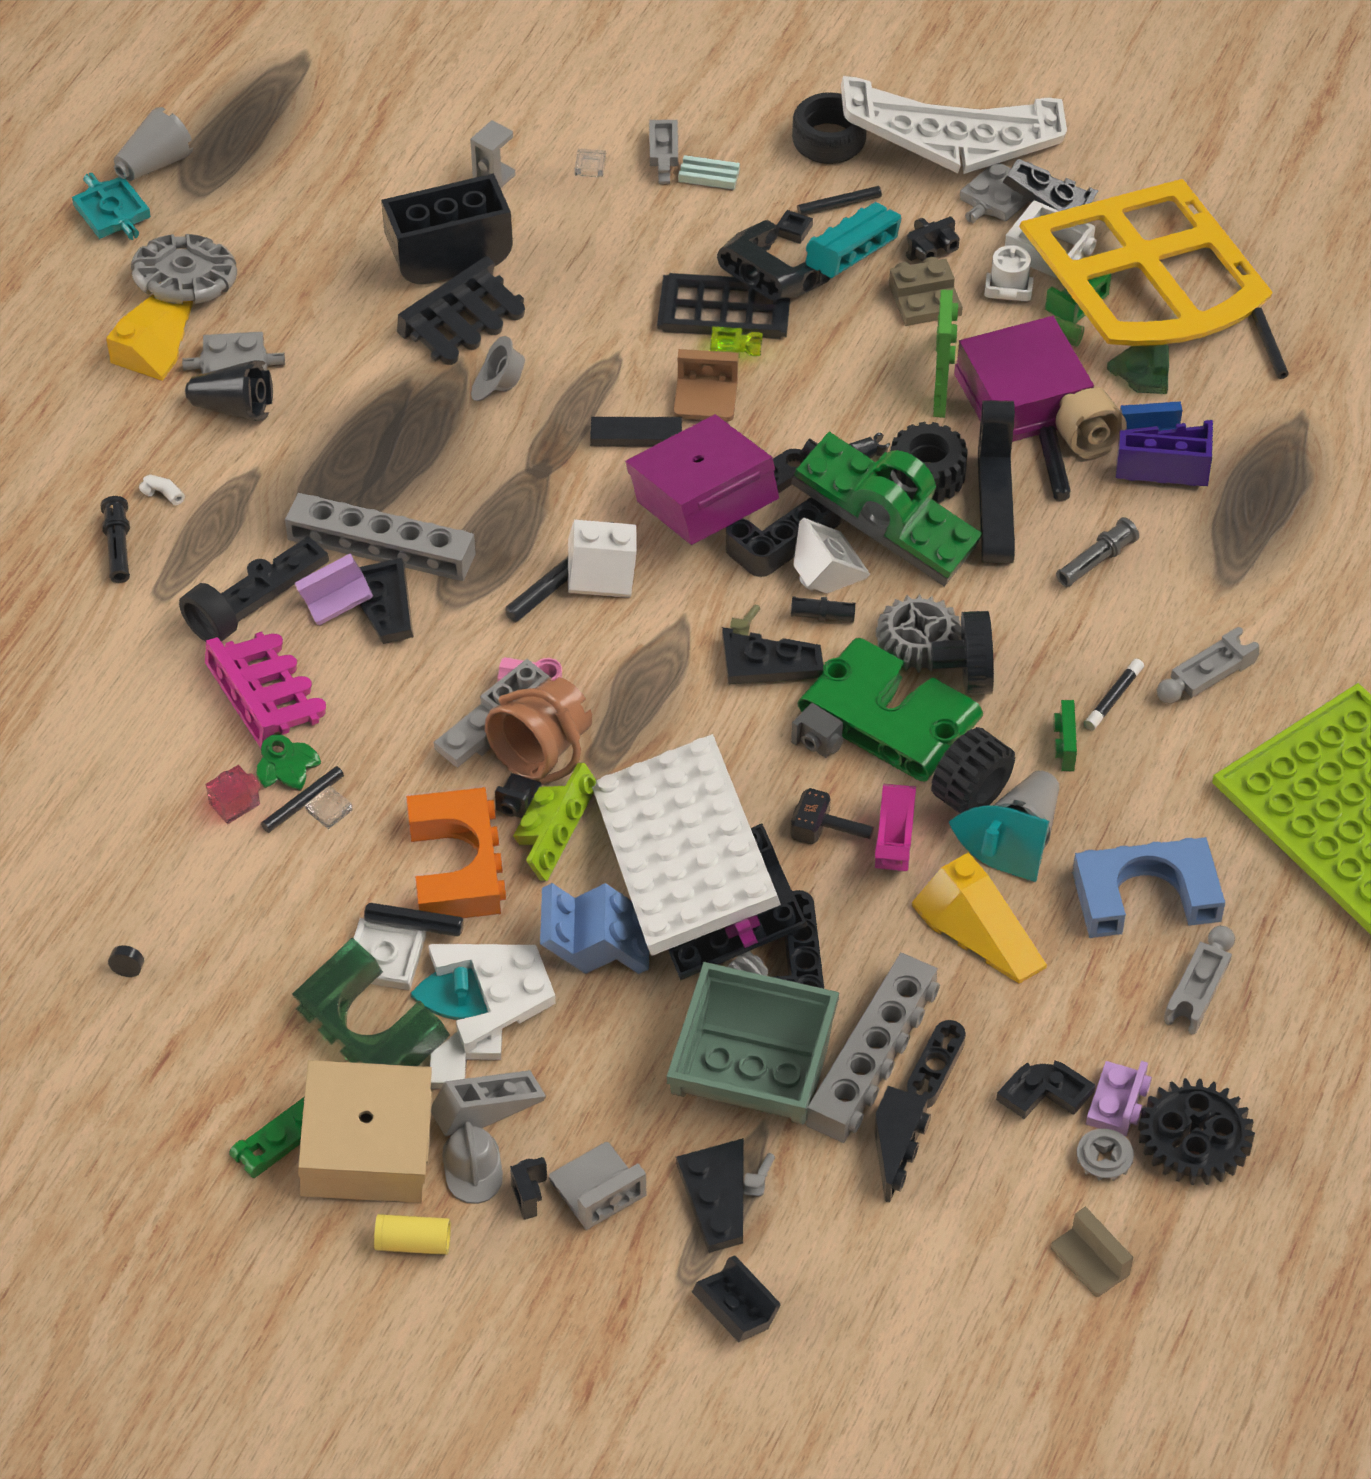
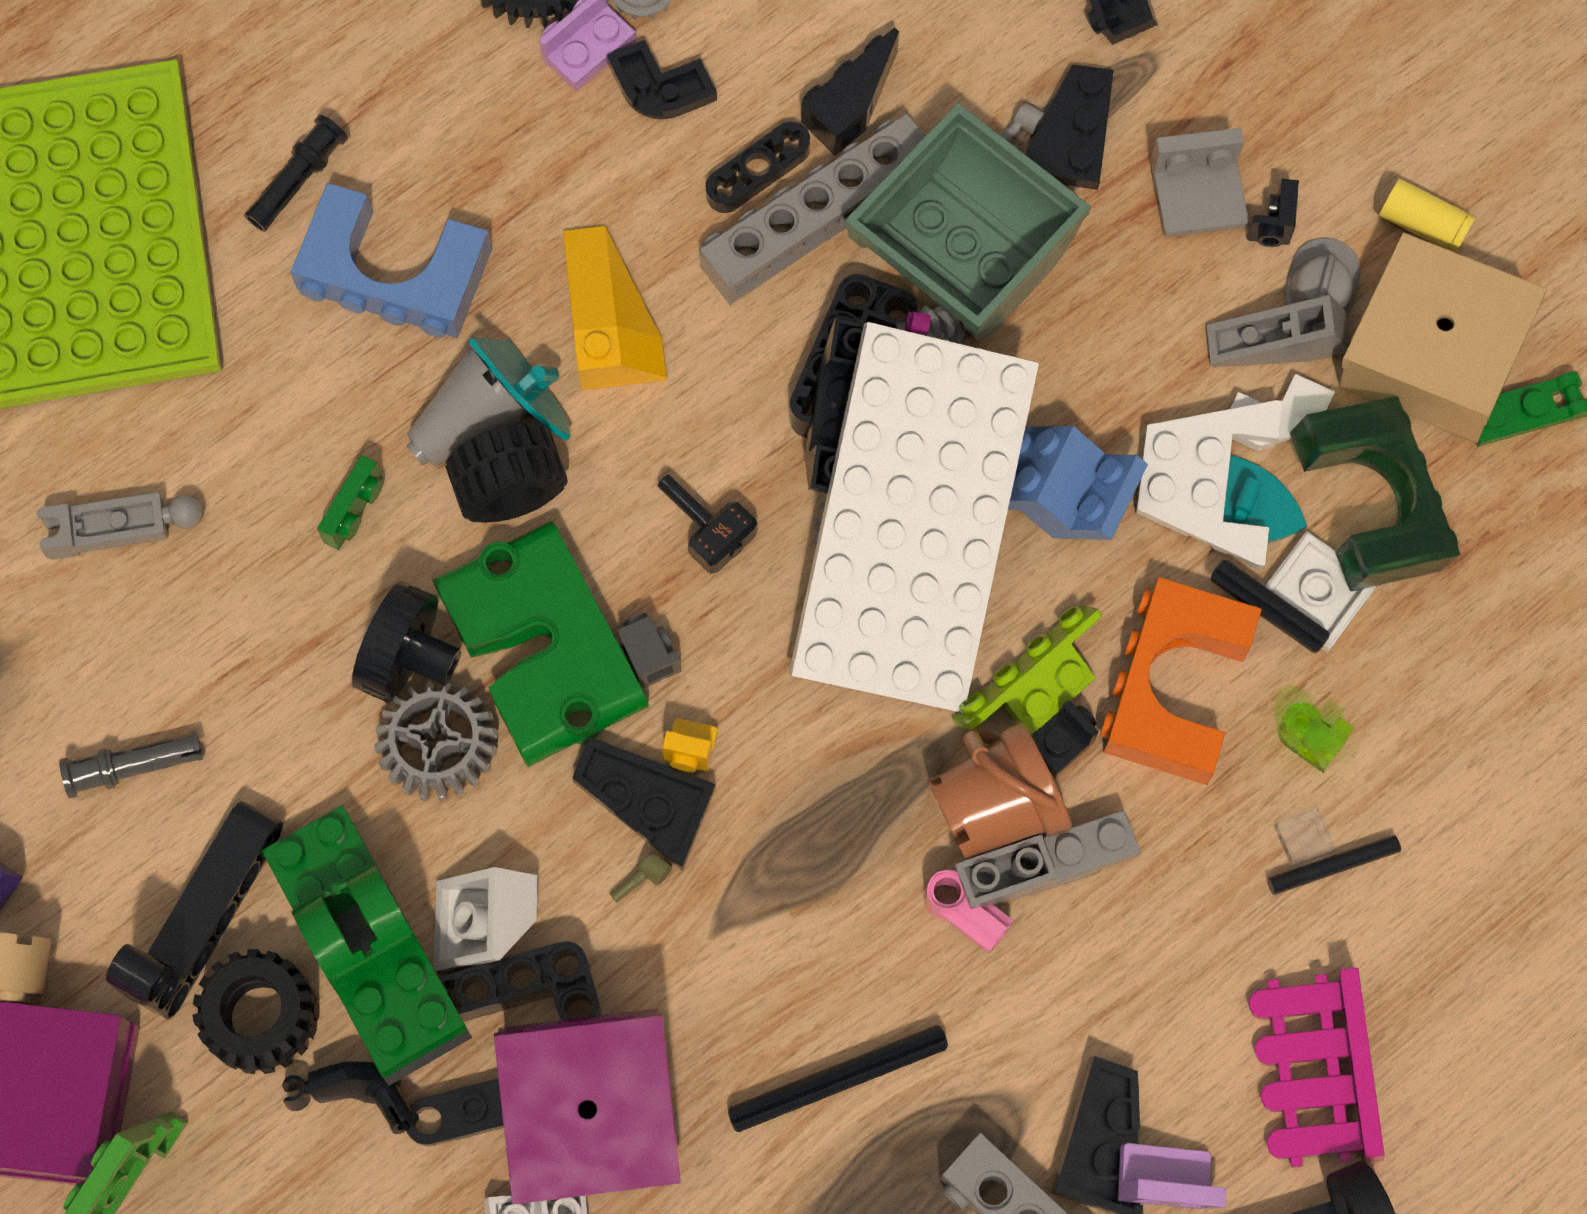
camera: 155 degrees left, 20 degrees up
(233, 793) = (1424, 903): clear pink brick -> none
(287, 765) = (1336, 922): green plate -> none
(349, 858) = (1312, 737): none -> clear neon green leg
(601, 558) = (785, 1053): white slope -> none
(757, 688) = (689, 745): none -> yellow bracket
(823, 609) = (533, 842): black pin -> none
(895, 827) = (643, 456): dark pink arch -> none
(1054, 463) = (83, 945): black axle -> none
(1113, 694) = (251, 547): black bar -> none
(1201, 979) = (409, 128): light grey plate -> none
(1256, 929) = (307, 159): none -> black pin

